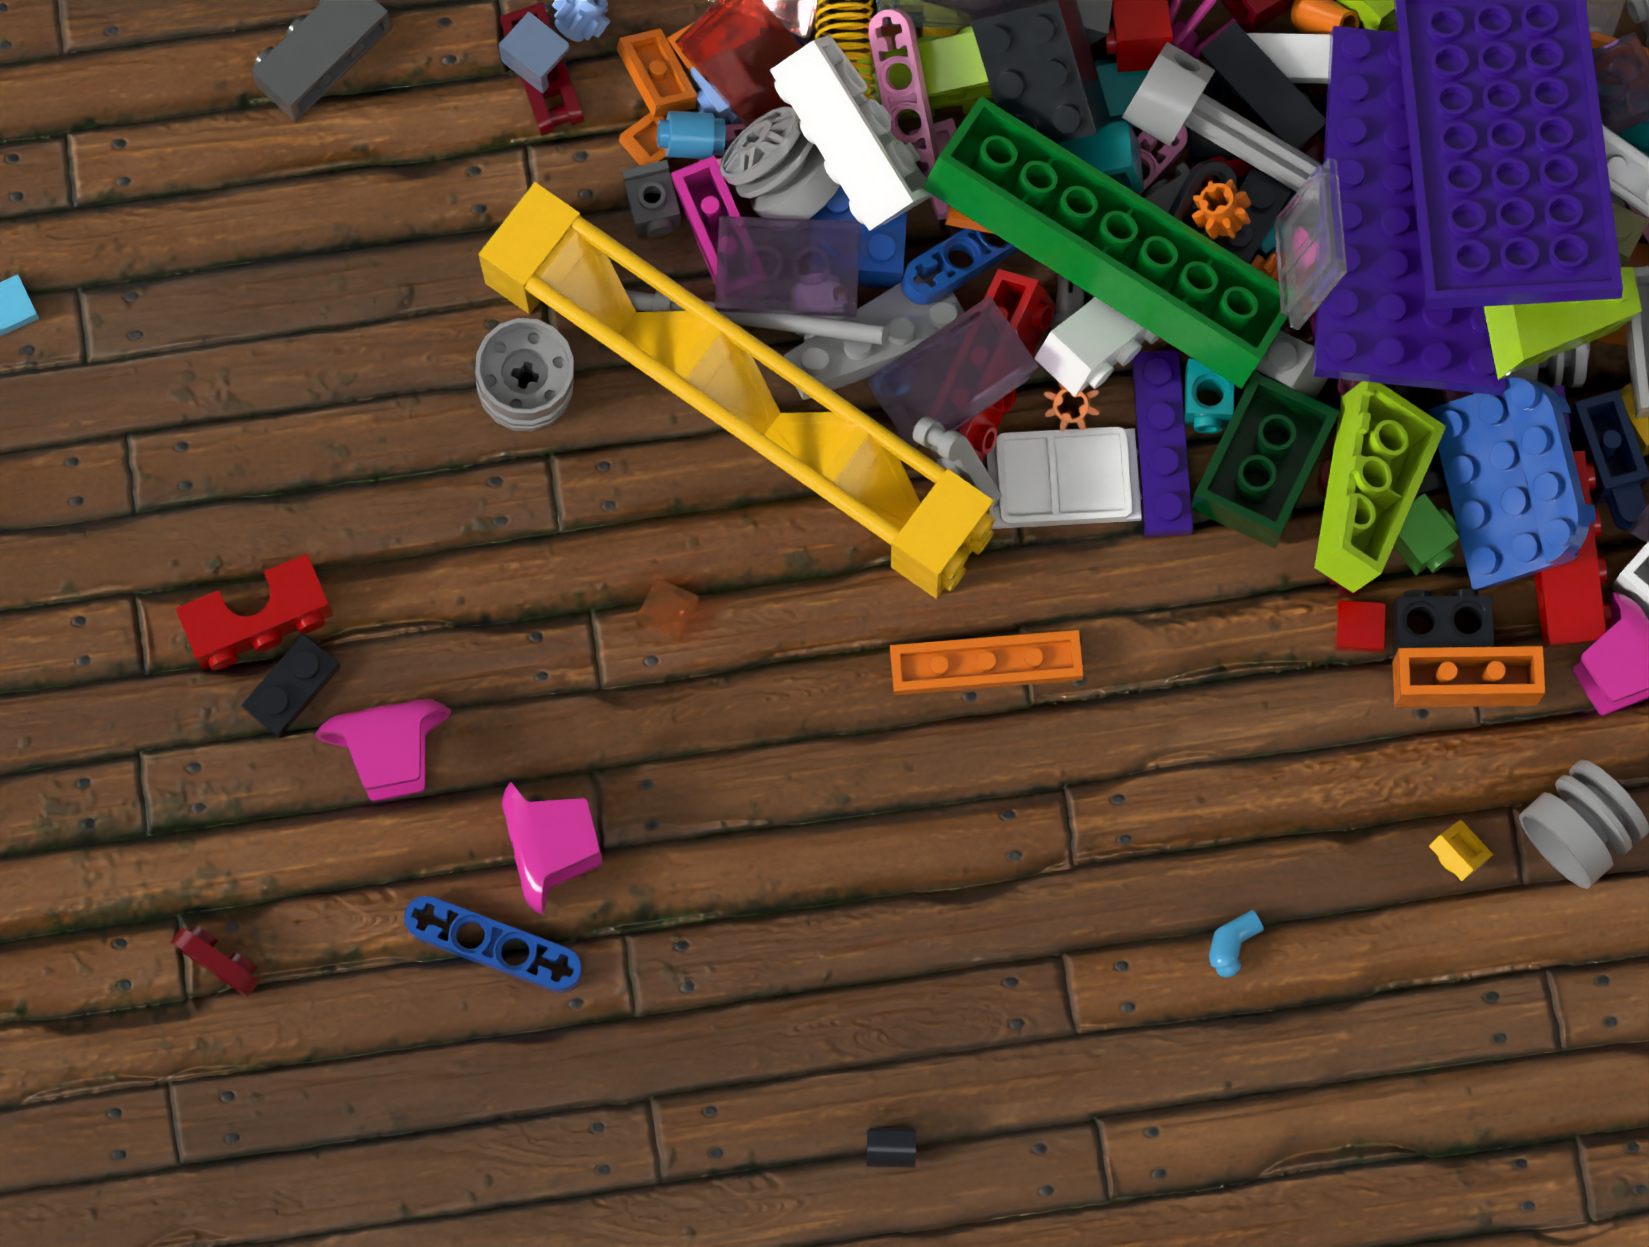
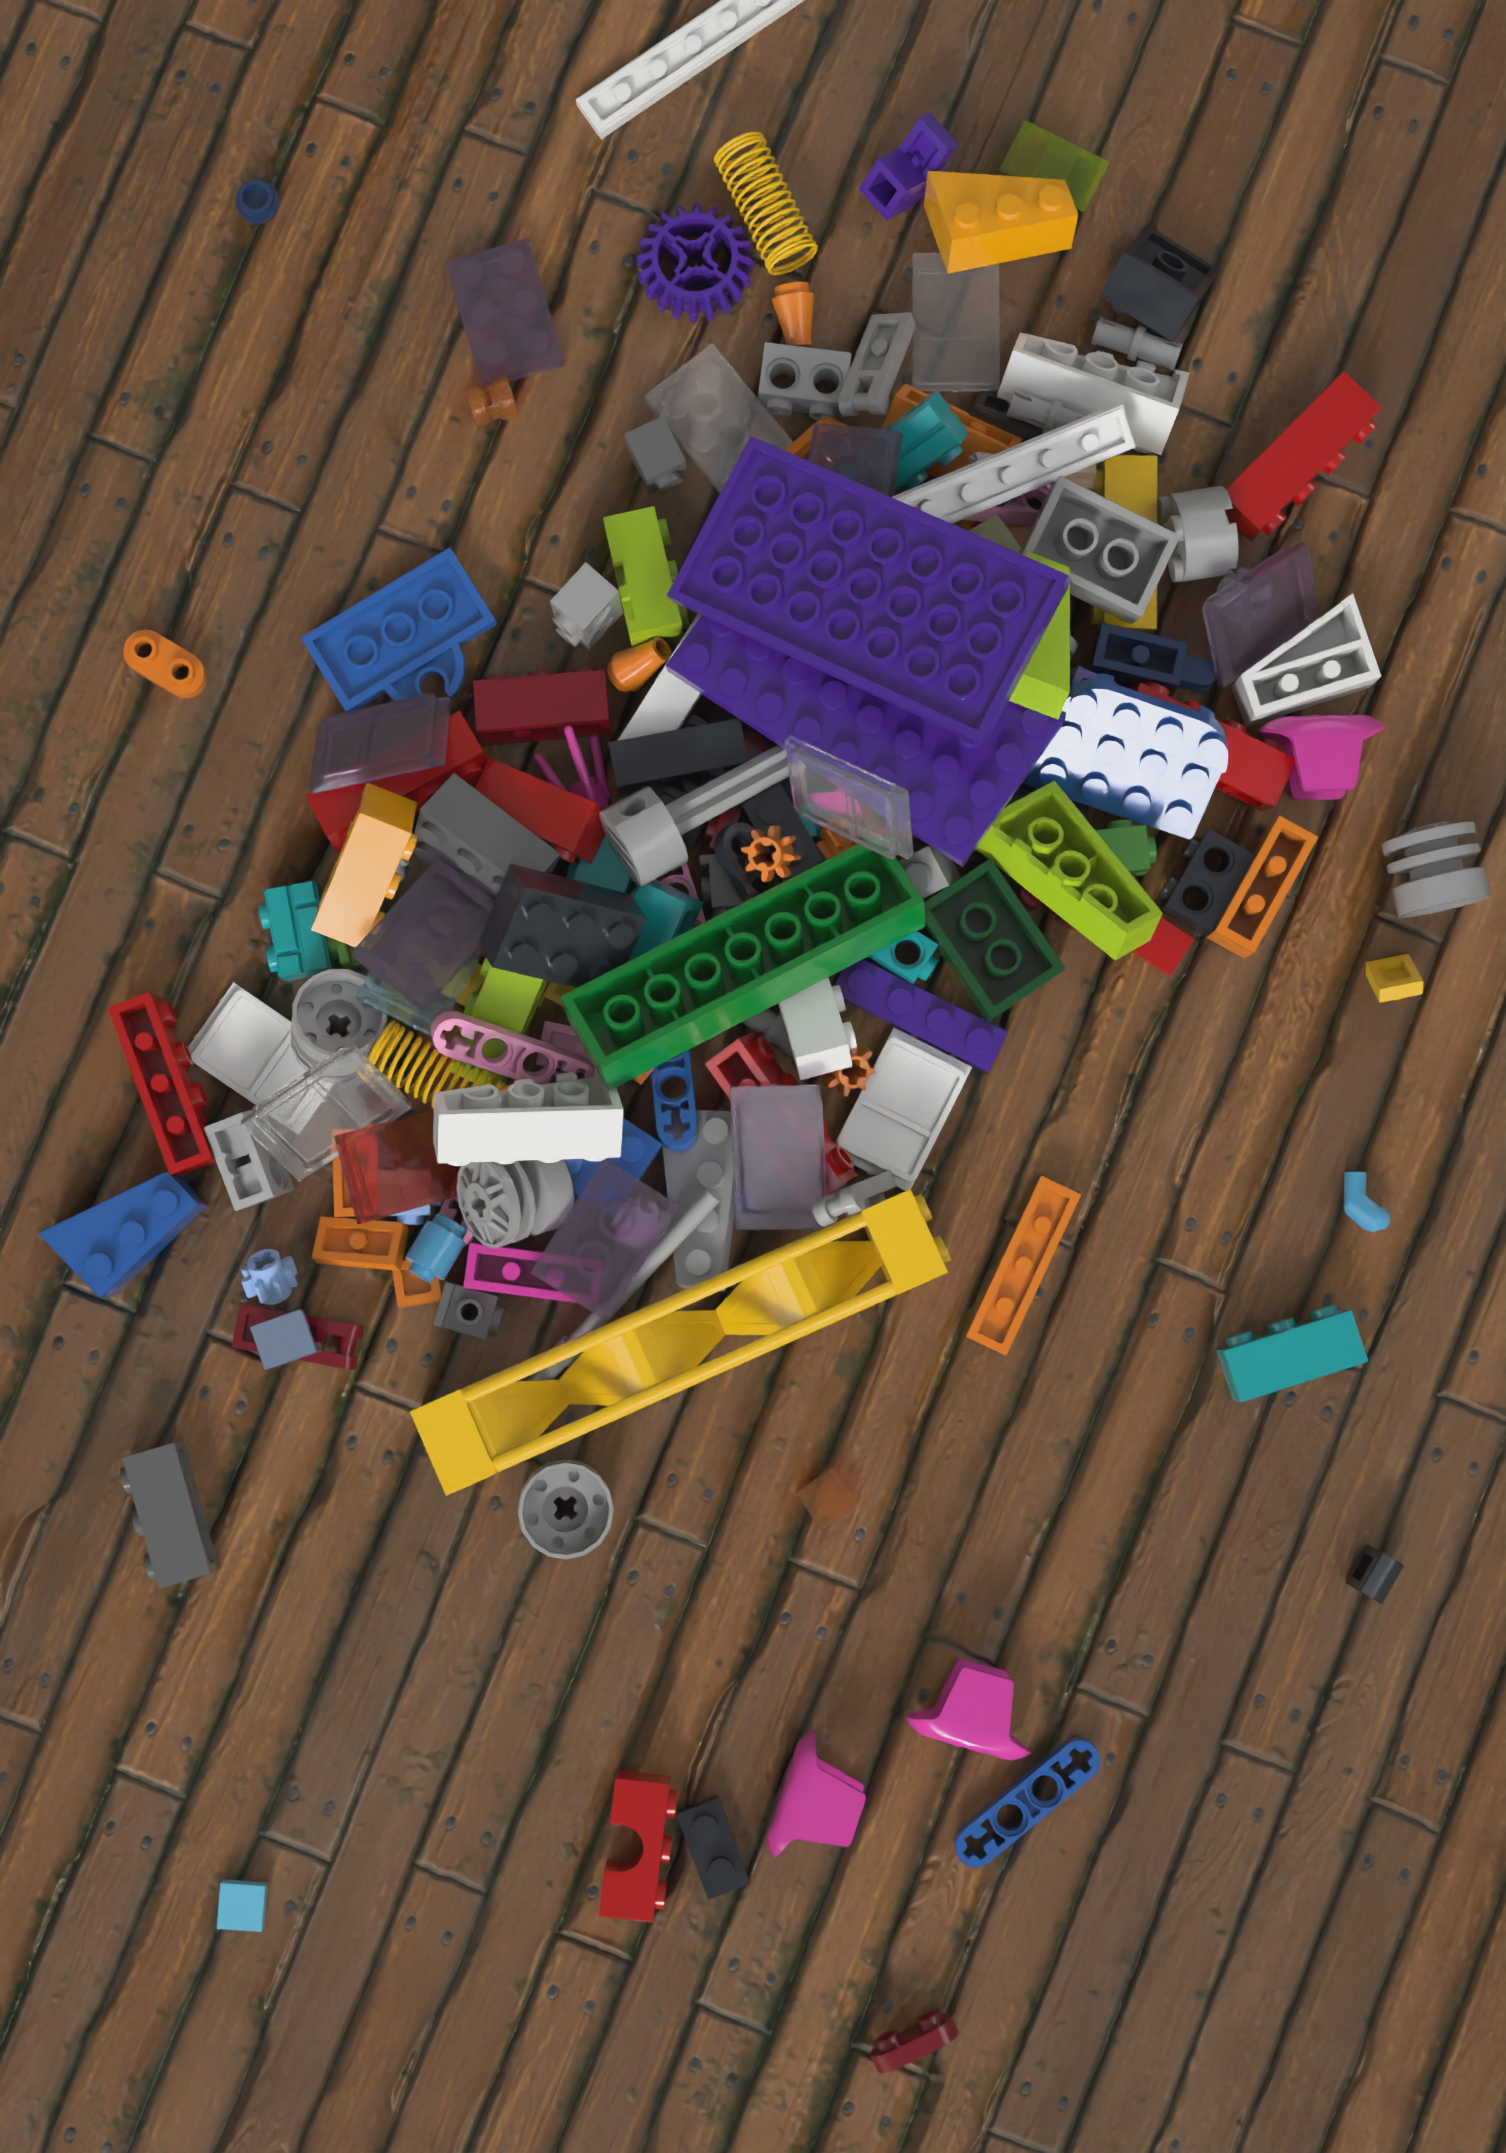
camera: 60 degrees left, 10 degrees up
(1051, 950) = (1291, 1353): none -> teal brick

